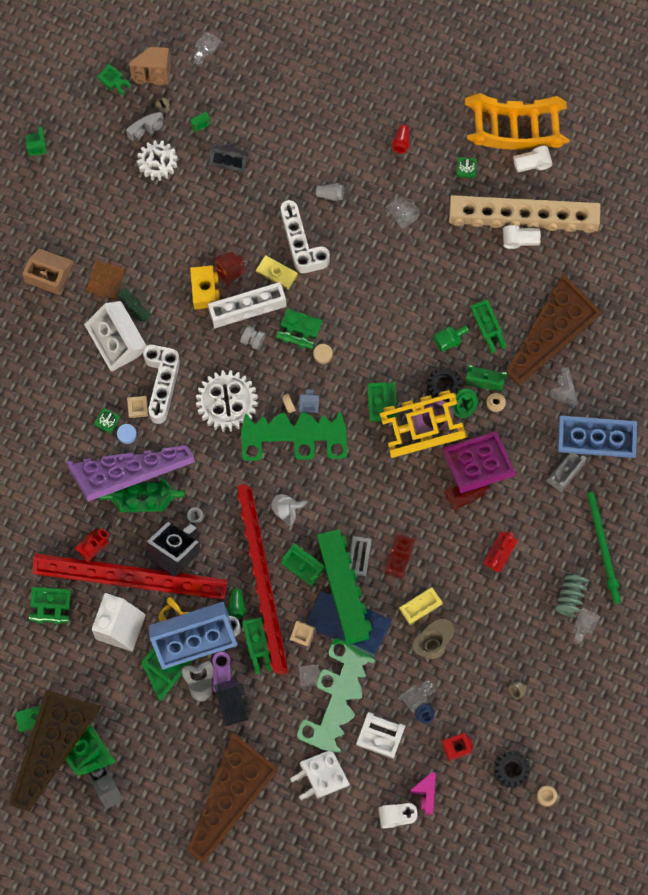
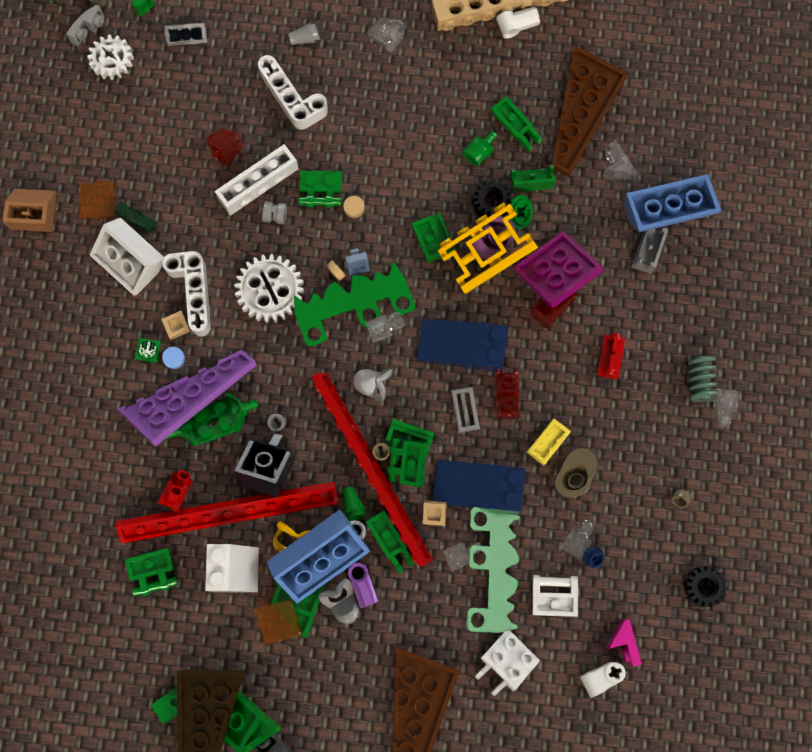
camera: 20 degrees left, 5 degrees up
(141, 679) = (278, 622): none -> clear orange piece
(204, 276) = (198, 165): yellow brick -> none
(231, 702) = (384, 615): black brick -> none
(270, 567) = (376, 453): none -> dark tan hinge
(276, 272) = (276, 136): light yellow plate -> none
(298, 584) = (412, 462): none -> green plate
(310, 463) = (381, 327): none -> clear plate
(343, 587) = (462, 450): green brick -> none
(376, 500) = (463, 344): none -> dark blue slope
(449, 747) = (650, 581): red brick -> none
(493, 407) = (551, 206): tan plate -> none
(547, 796) = (751, 602): tan tile -> none
(612, 582) = (738, 352): green bar -> none

